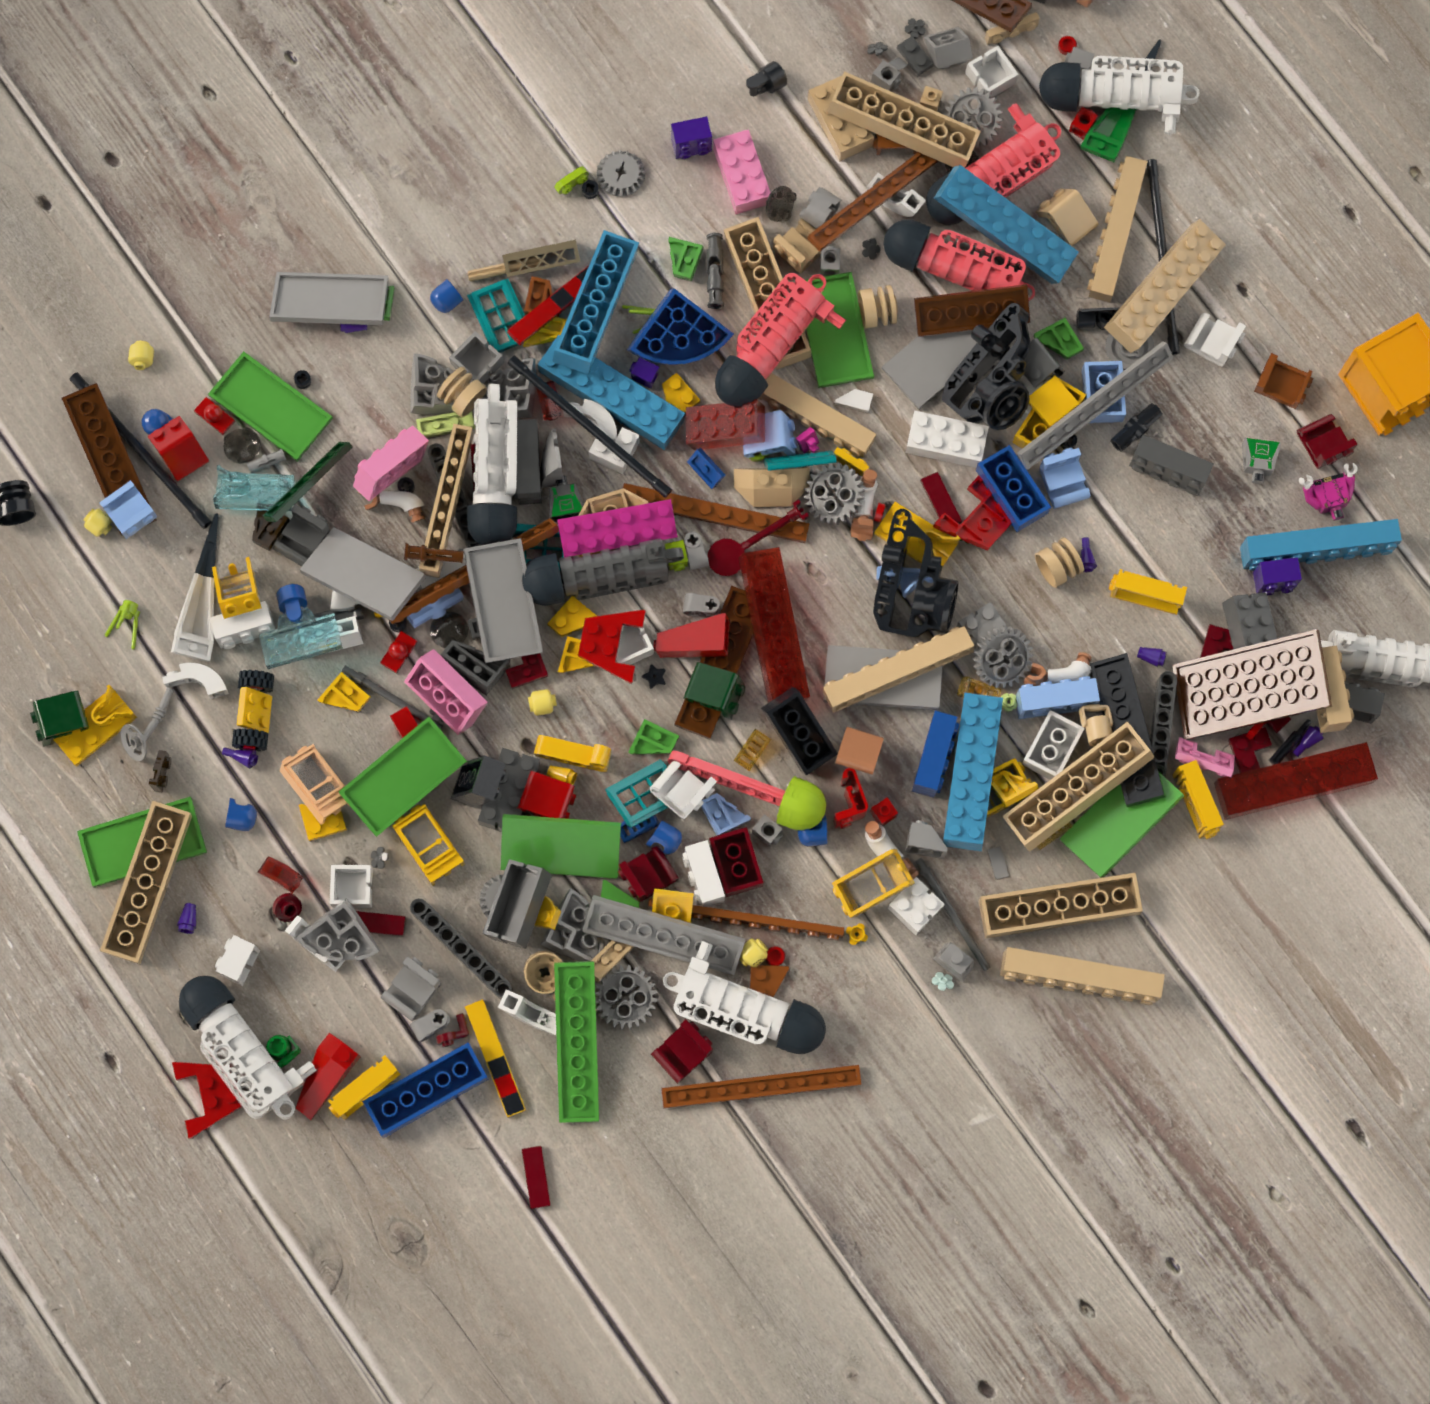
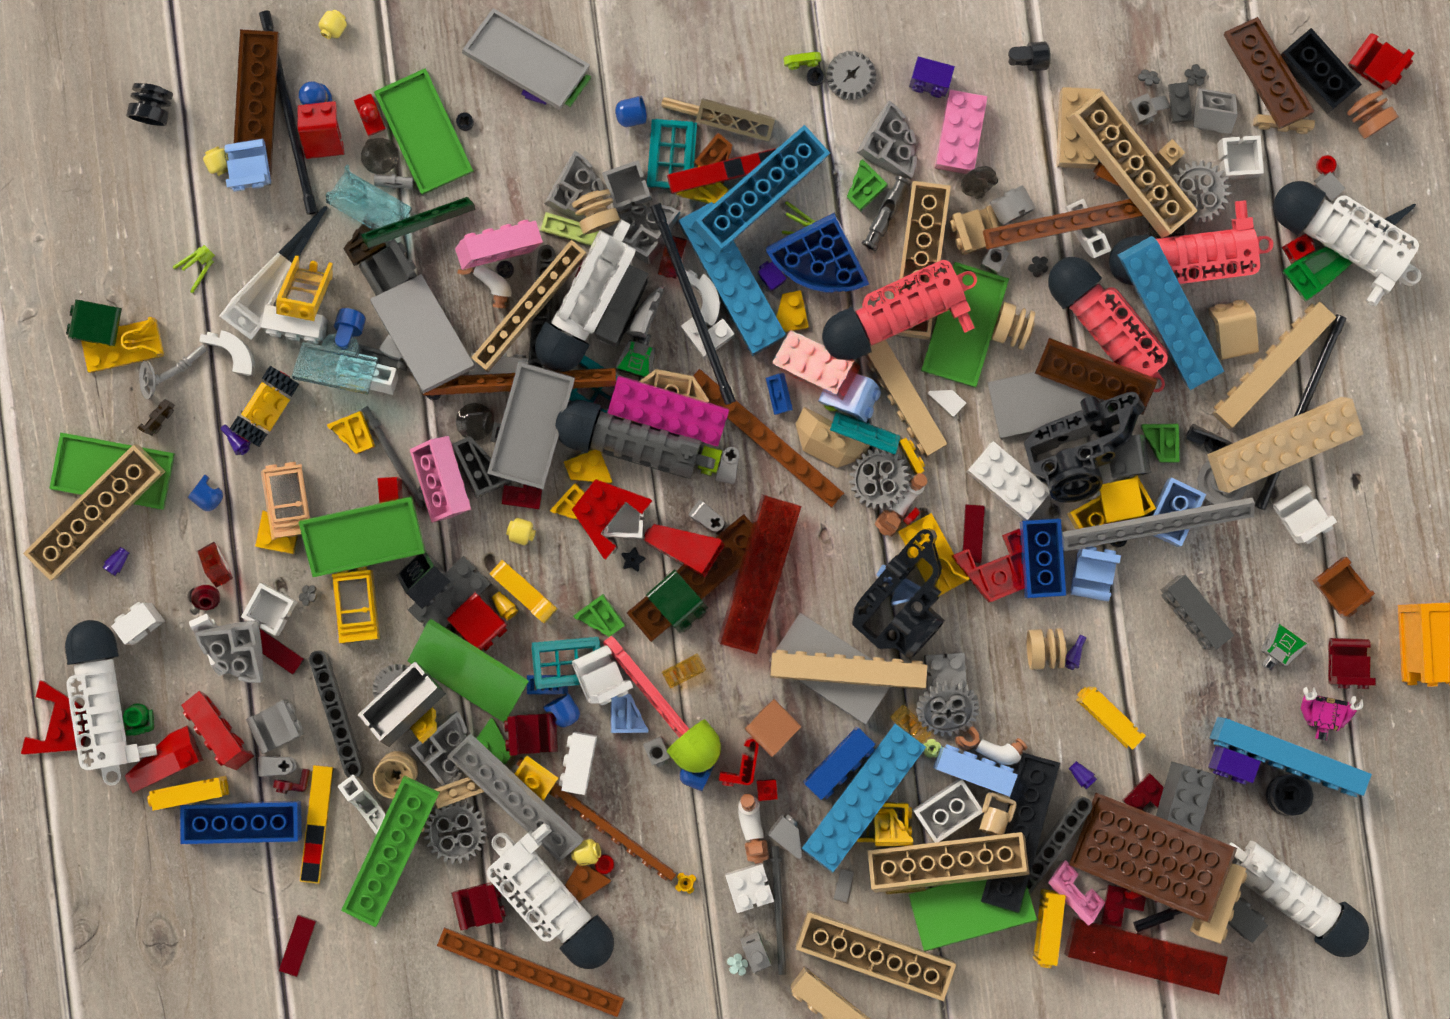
camera: 25 degrees right, 10 degrees up
(360, 1020) = (216, 731): none -> red wedge
(398, 652) = (420, 418): red tile -> none
(423, 553) = (481, 347): reddish brown pin -> none
(435, 609) = (471, 400): light blue piece -> none
(686, 211) = (890, 142): none -> light grey brick
(725, 552) = (755, 481): dark red piece -> none
(736, 862) = (613, 765): dark red brick -> none
(799, 731) = (730, 680): black brick -> none
(808, 441) = (883, 417): dark pink tile -> none
(872, 883) = (721, 849): door -> none
(1136, 427) = (1186, 559): black piece -> none
(1310, 738) = (1182, 923): dark purple cone -> none
(1346, 570) = (1300, 795): none -> black wheel

